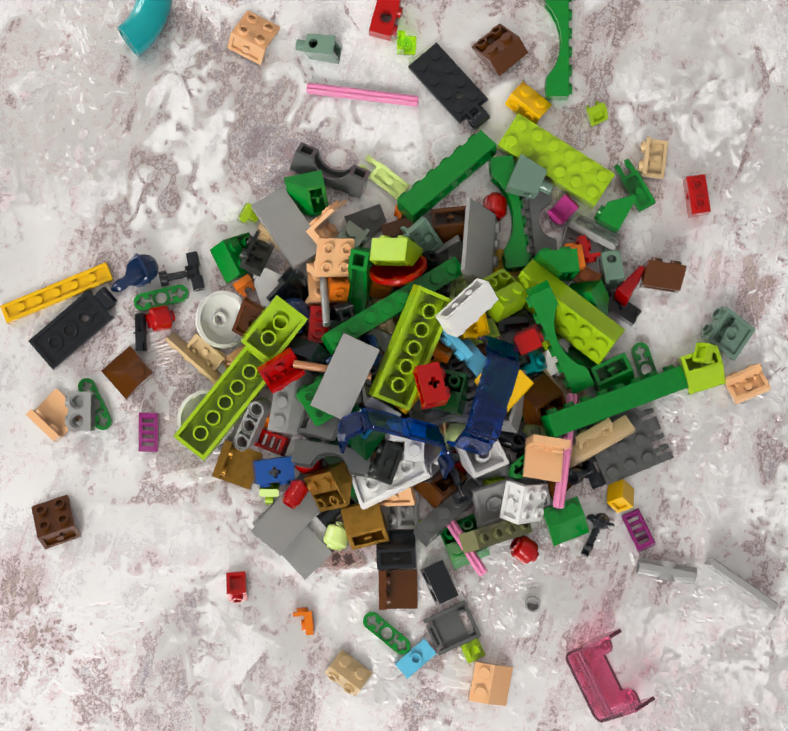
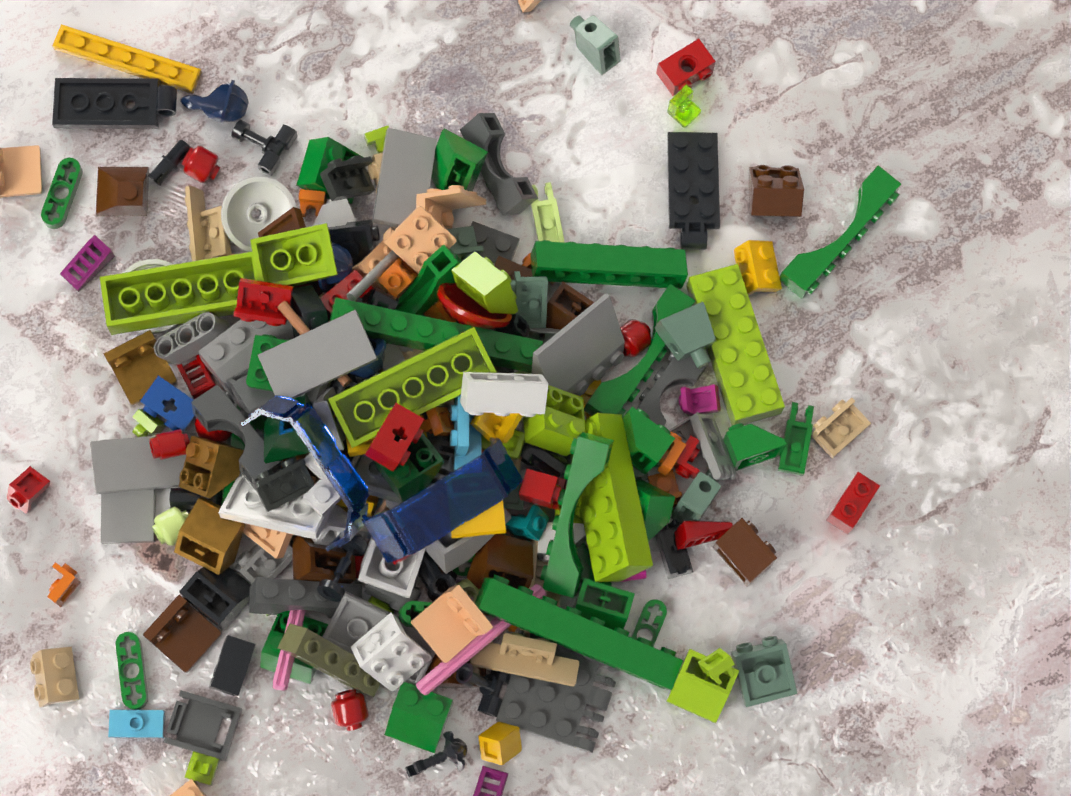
camera: 40 degrees right, 10 degrees down
(87, 411) = (44, 187): light grey brick -> none
(174, 289) = (240, 149): green beam -> none
(362, 94) = (598, 122): bright pink axle -> none
(530, 606) = (302, 776): light grey hinge -> none
(597, 113) = (820, 335): lime tile -> none
(746, 383) = (738, 742): light nougat bracket -> none

